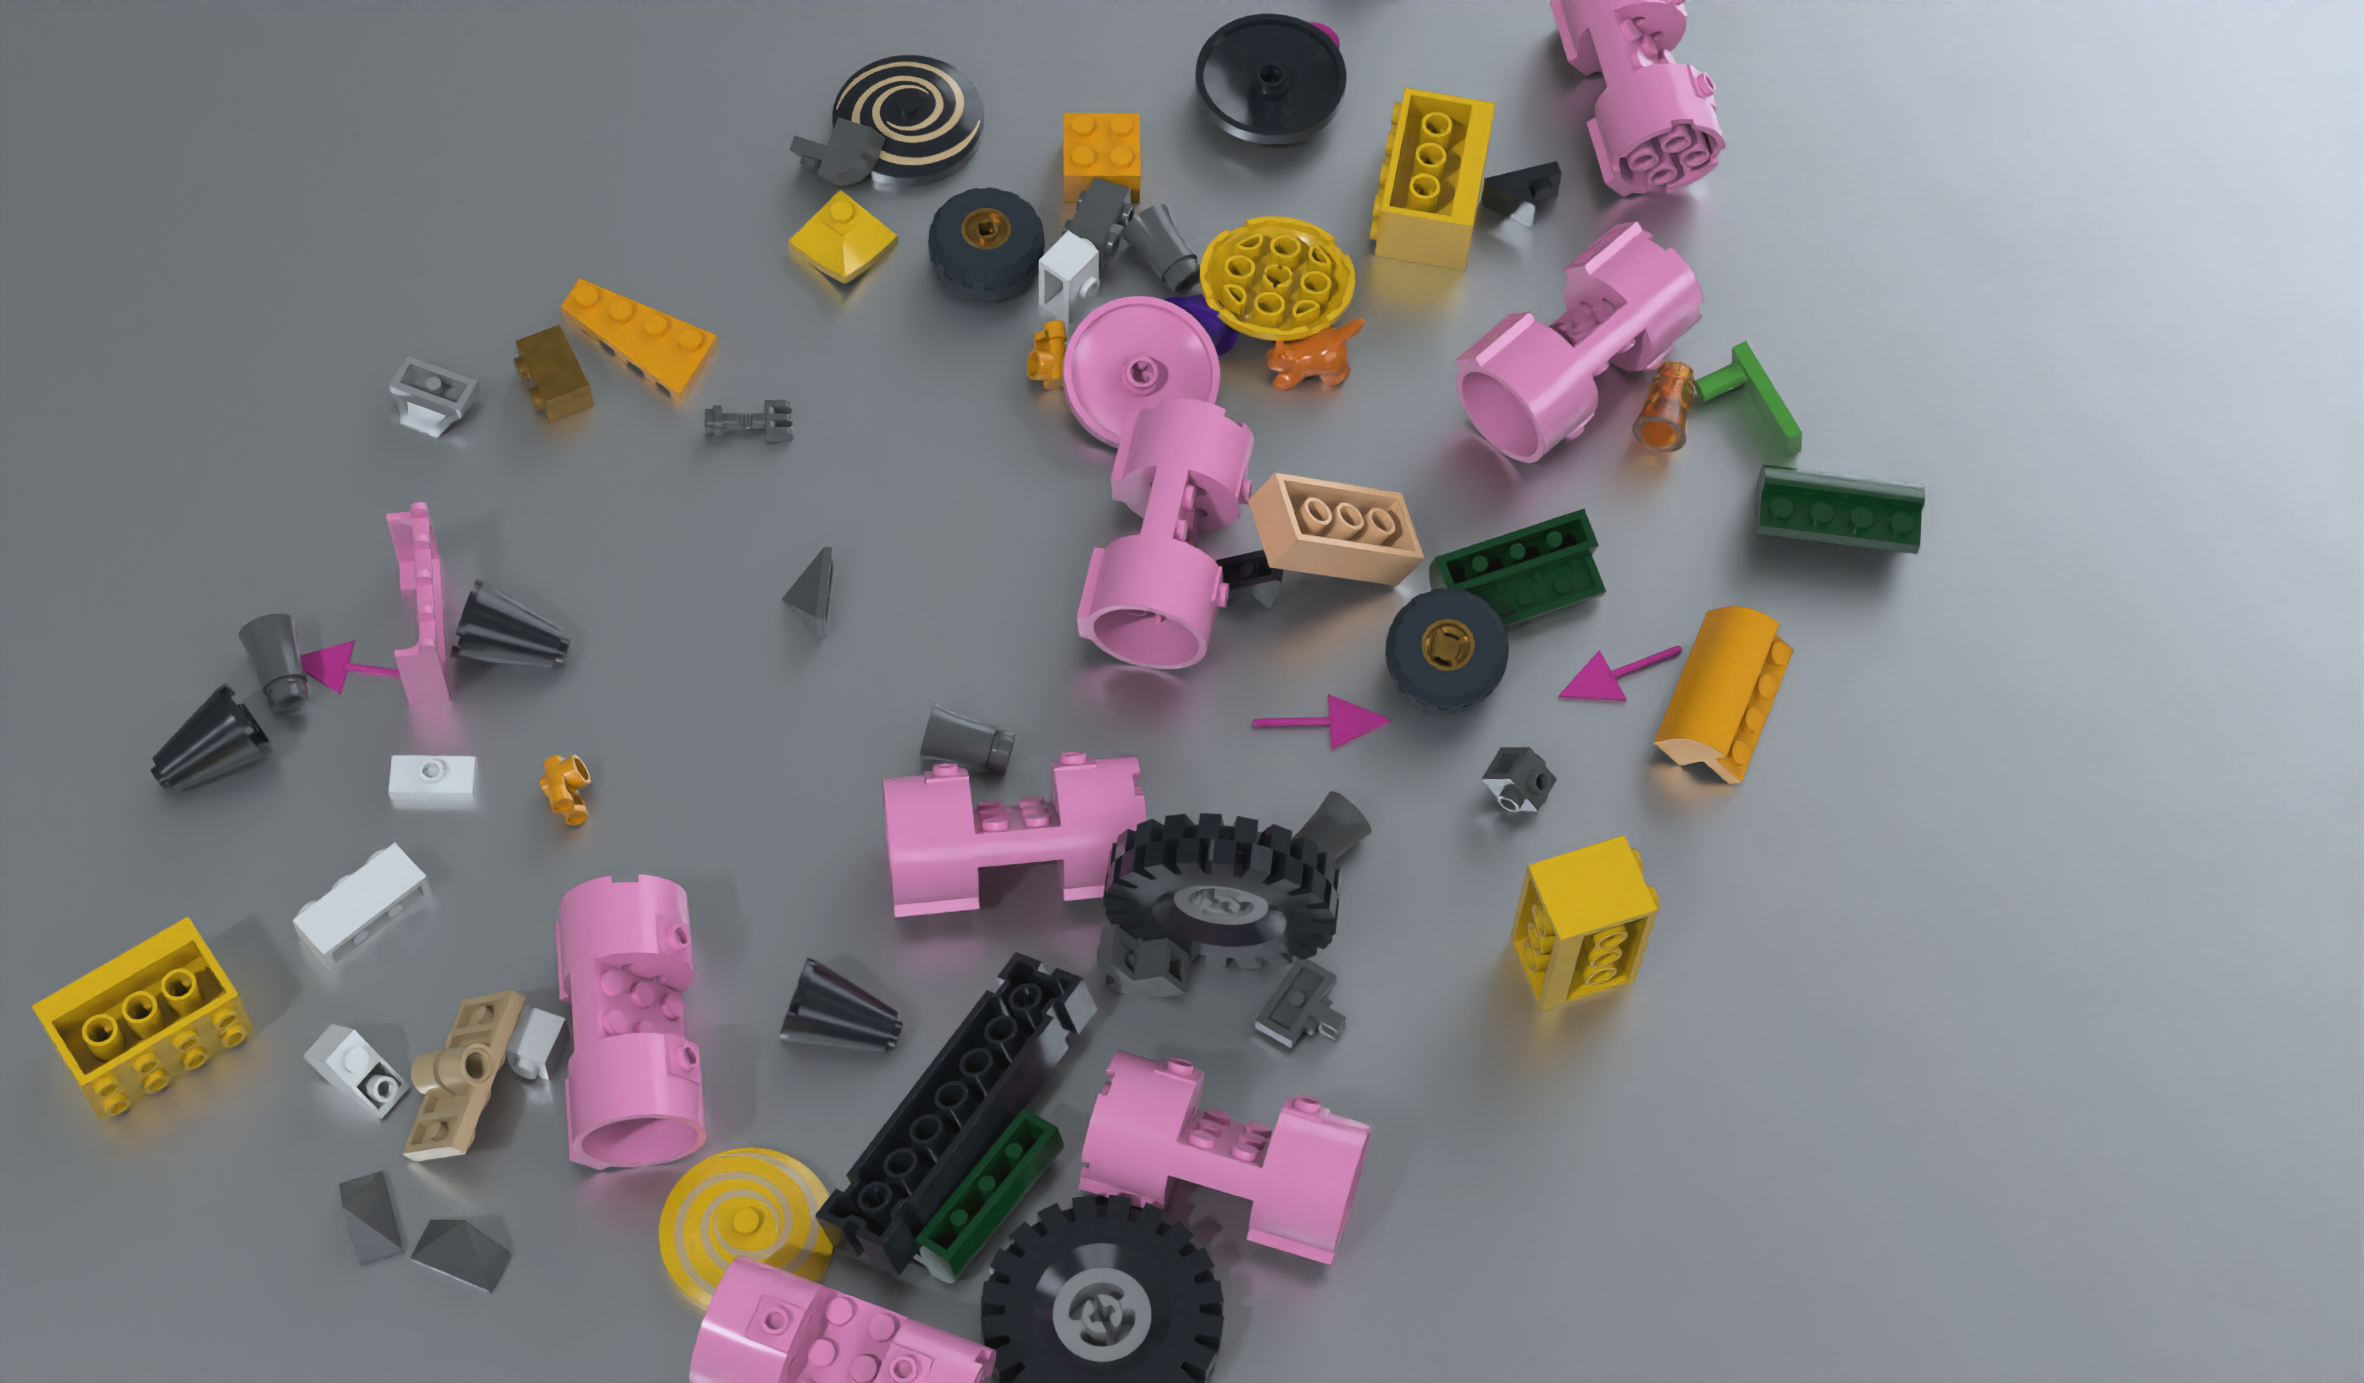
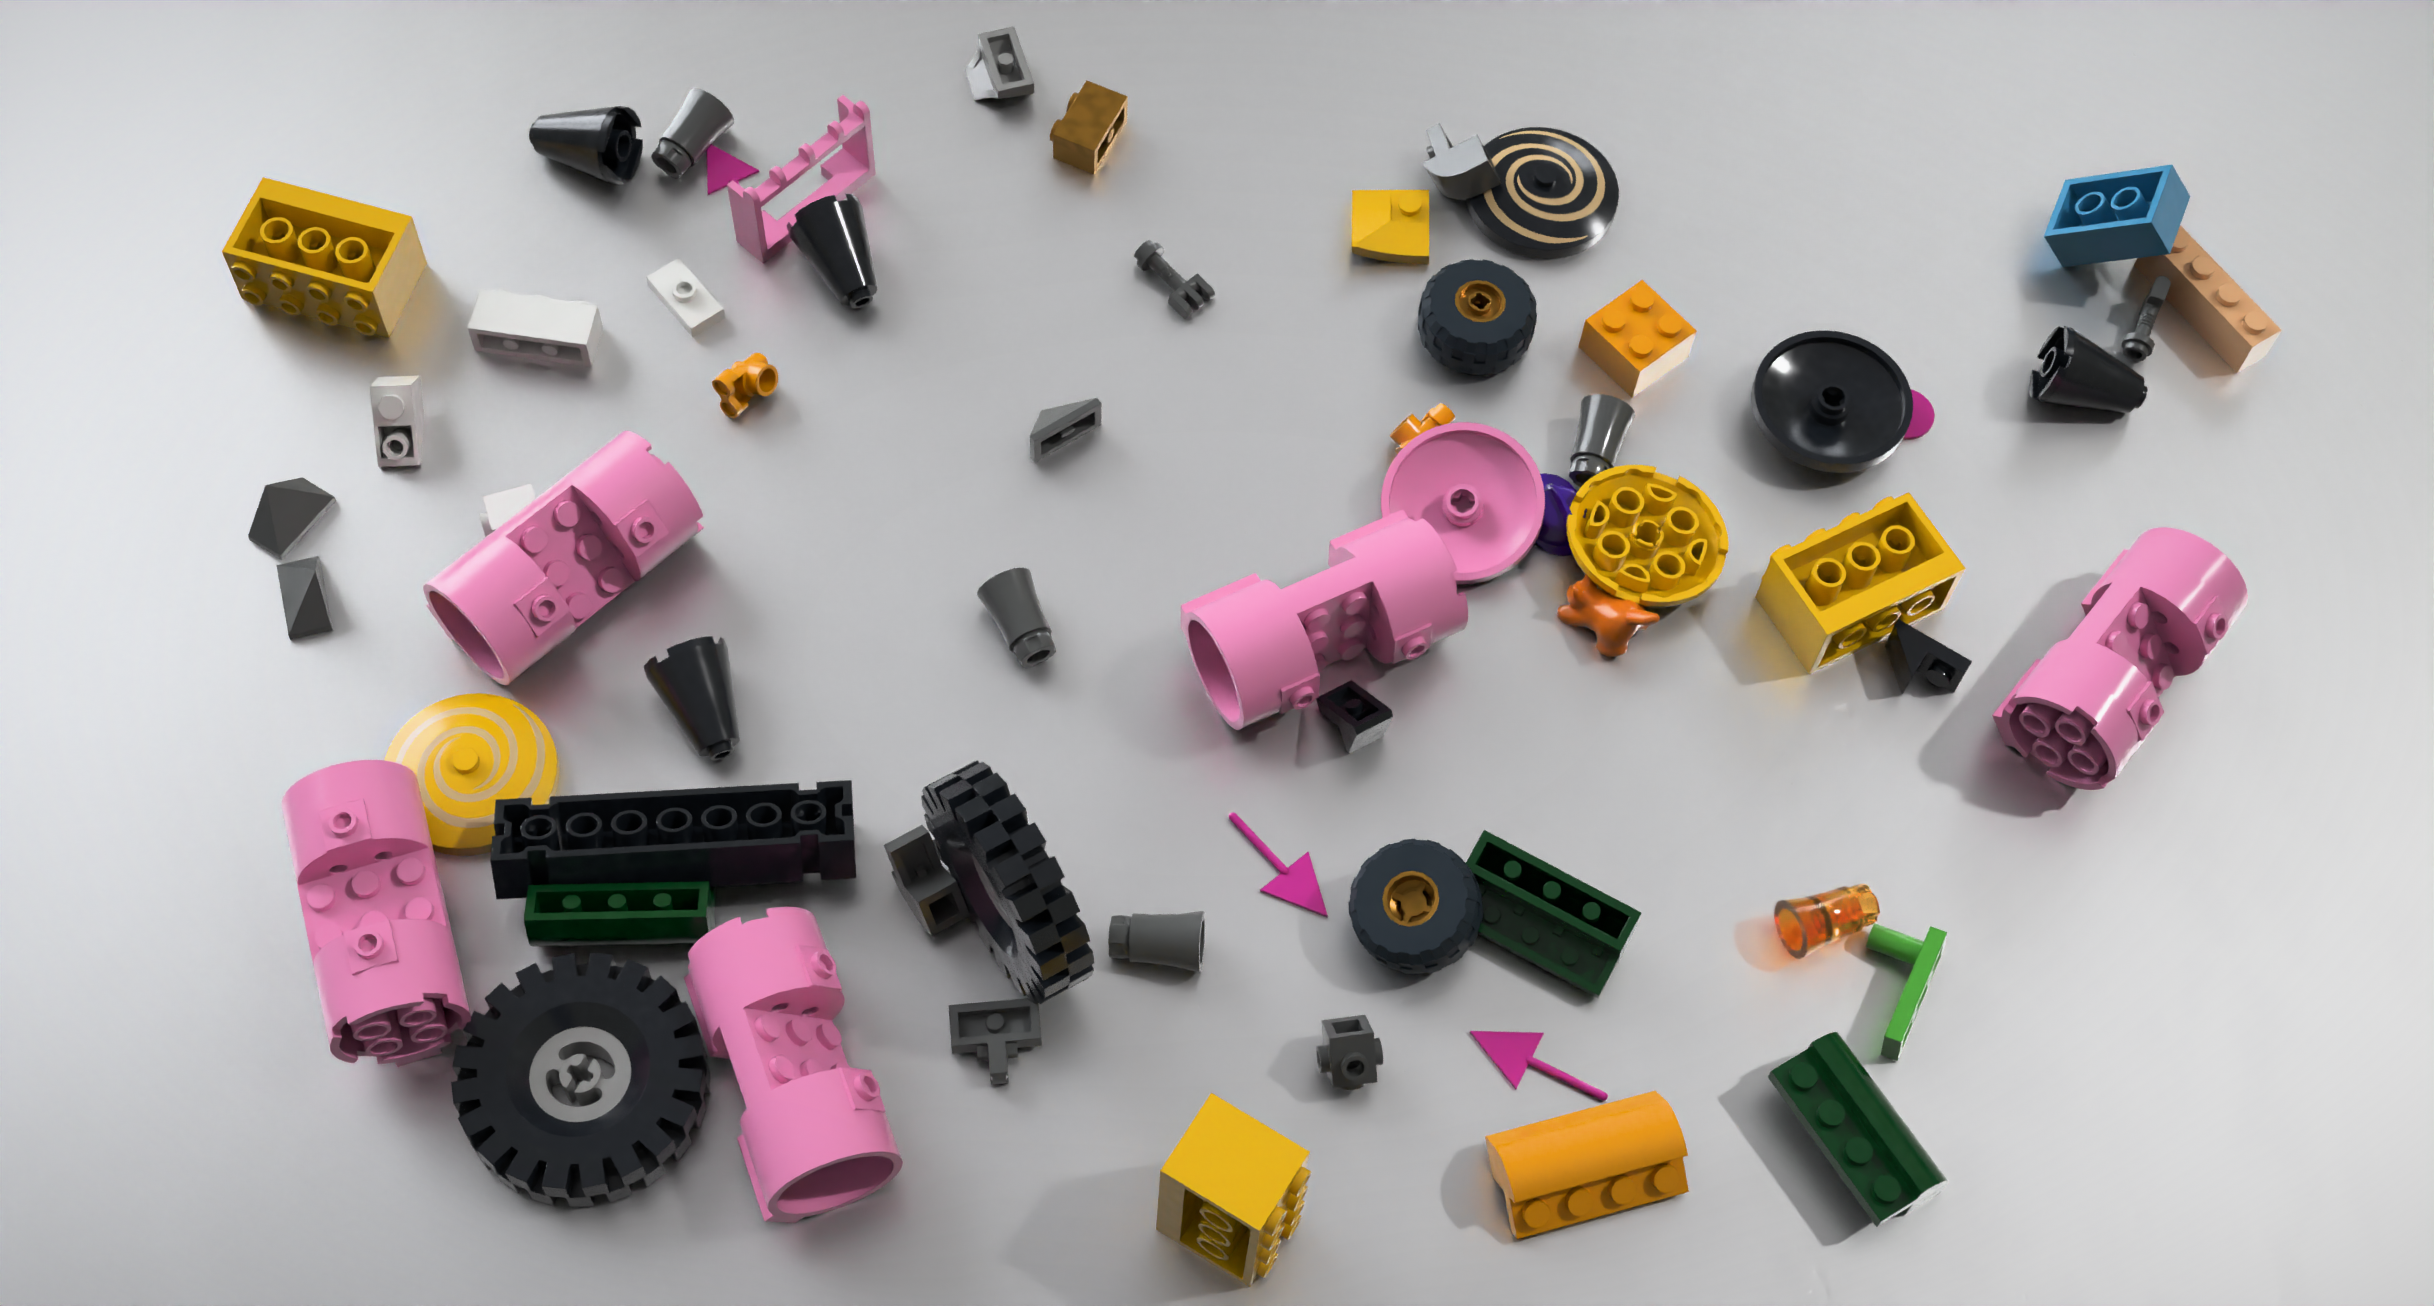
camera: 50 degrees right, 0 degrees up
(461, 1075) = (425, 496): tan plate -> none
(653, 341) = (1181, 166): light orange wing -> none
(942, 841) = (902, 656): bright pink cylinder -> none
(1068, 277) = (1500, 389): white brick -> none
(1102, 216) = (1569, 376): dark grey brick -> none
(1335, 529) = (1442, 738): light nougat brick -> none
(1536, 382) = (1880, 809): bright pink cylinder -> none

